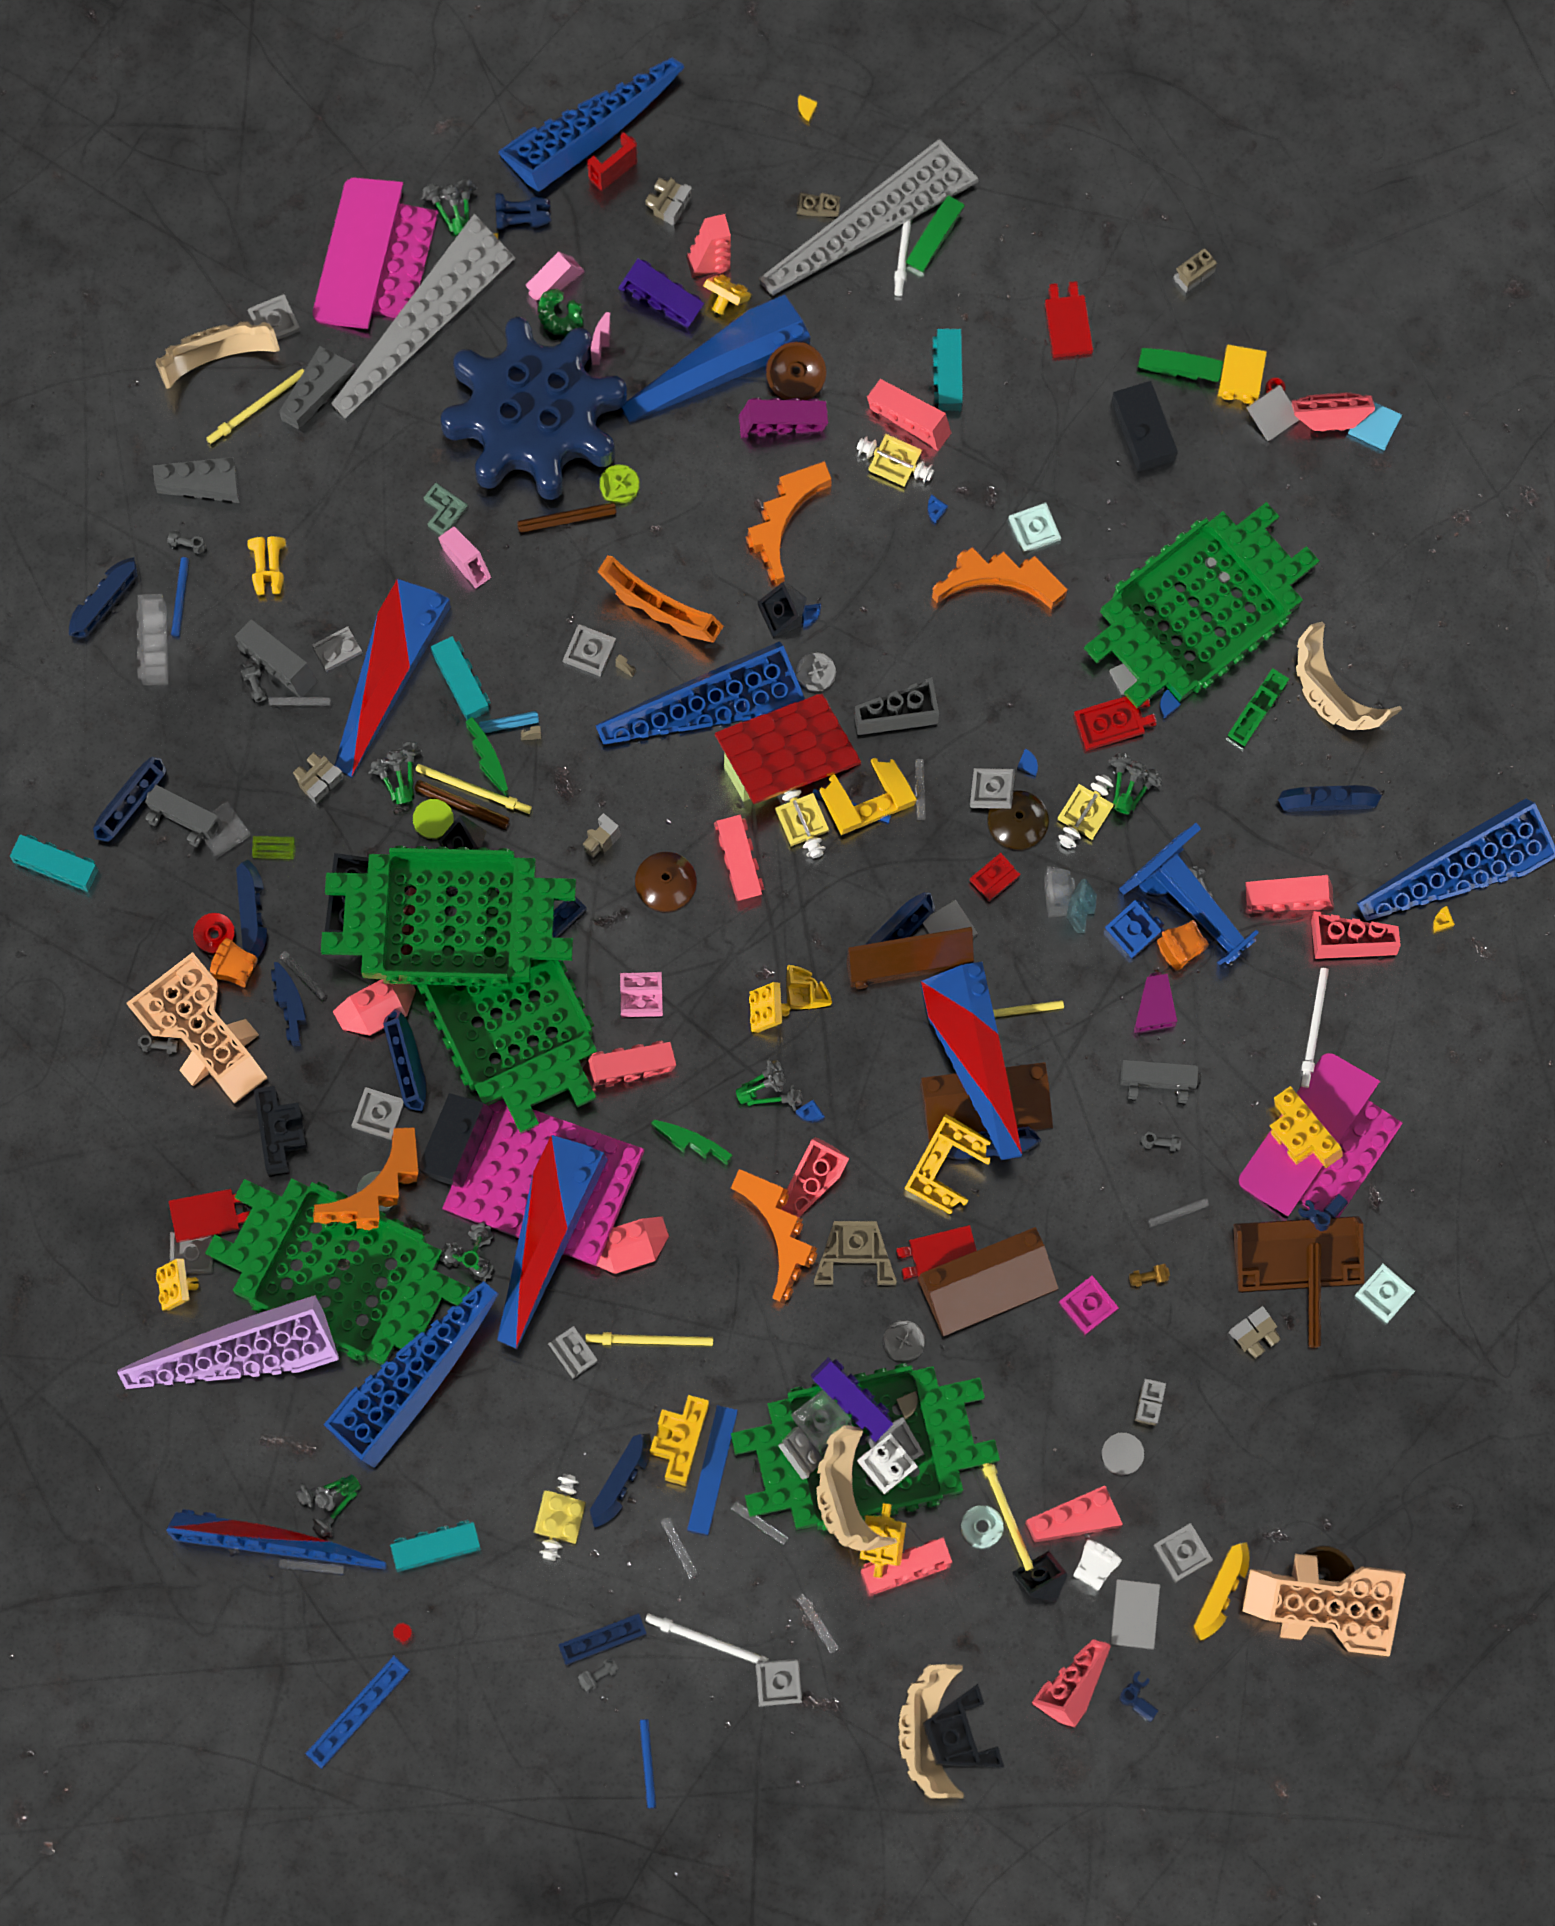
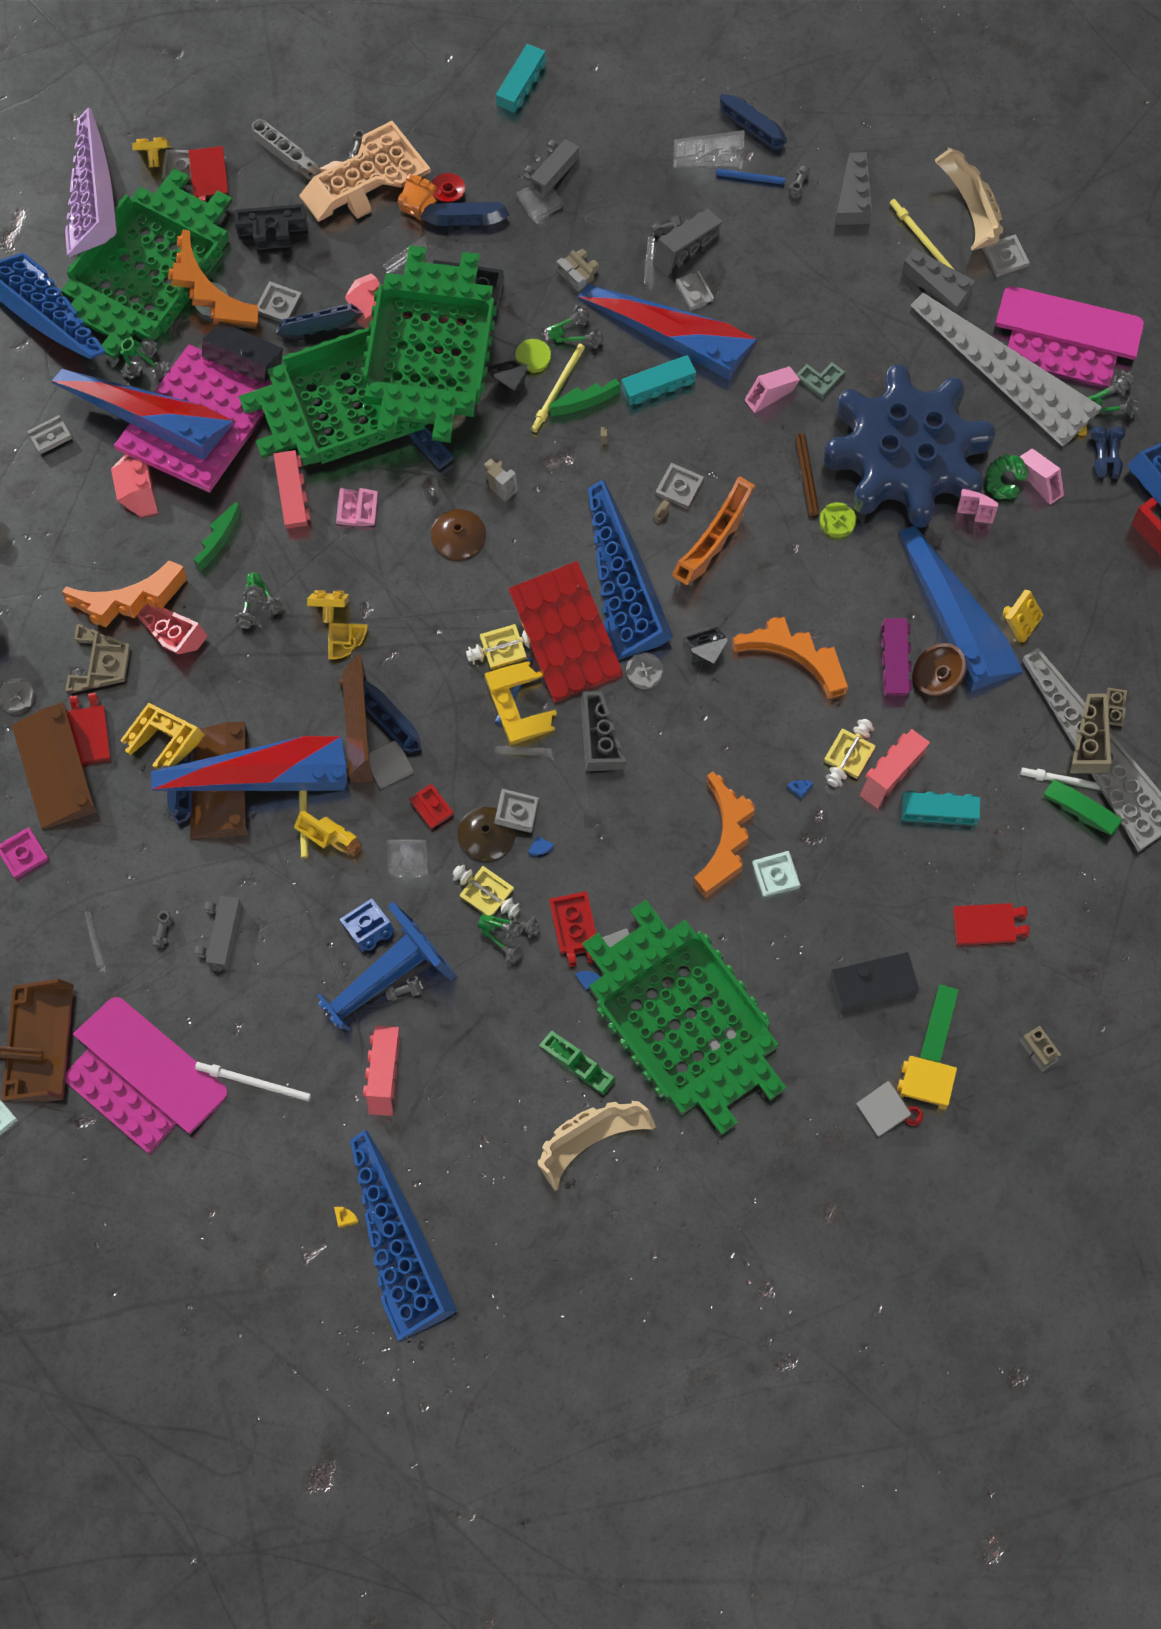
camera: 100 degrees right, 5 degrees down
(128, 799) = (570, 130): dark blue brick -> none
(186, 1101) = (284, 148): none -> light grey piece
(261, 576) = (759, 242): yellow piece -> none
(284, 855) = (518, 248): clear neon green tile -> none
(289, 997) = (387, 240): dark blue slope -> none
(462, 804) = (544, 378): reddish brown axle -> none
(509, 722) = (616, 418): dark azure axle -> none
(608, 1338) = (57, 463): light yellow bar -> none
(661, 292) = (1022, 561): dark purple wedge -> none
(671, 201) = (1116, 571): hips -> none
(711, 248) = (1064, 601): coral wedge -> none
(739, 857) = (471, 588): coral wedge -> none
(810, 614) = (701, 670): blue tile -> none
(810, 1112) = (233, 636): blue tile -> none
(864, 219) = (1093, 741): none -> dark tan wedge
(1038, 979) = (327, 832): none -> yellow plate
(1081, 903) = (391, 874): clear light blue slope -> none
(1156, 1005) = (292, 936): magenta slope -> none
(1160, 1273) = (39, 916): pearl gold bar -> none
(1182, 944) = (343, 962): orange piece -> none
(1302, 1131) = (147, 1052): yellow piece -> none
(1322, 1219) = (61, 1060): dark blue bar -> none
(1329, 798) = (478, 1120): dark blue brick -> none
(1333, 410) = (884, 1164): coral wedge -> none
(1352, 938) = (334, 1117): coral wedge -> none
(1377, 427) = (870, 1211): medium azure tile -> none

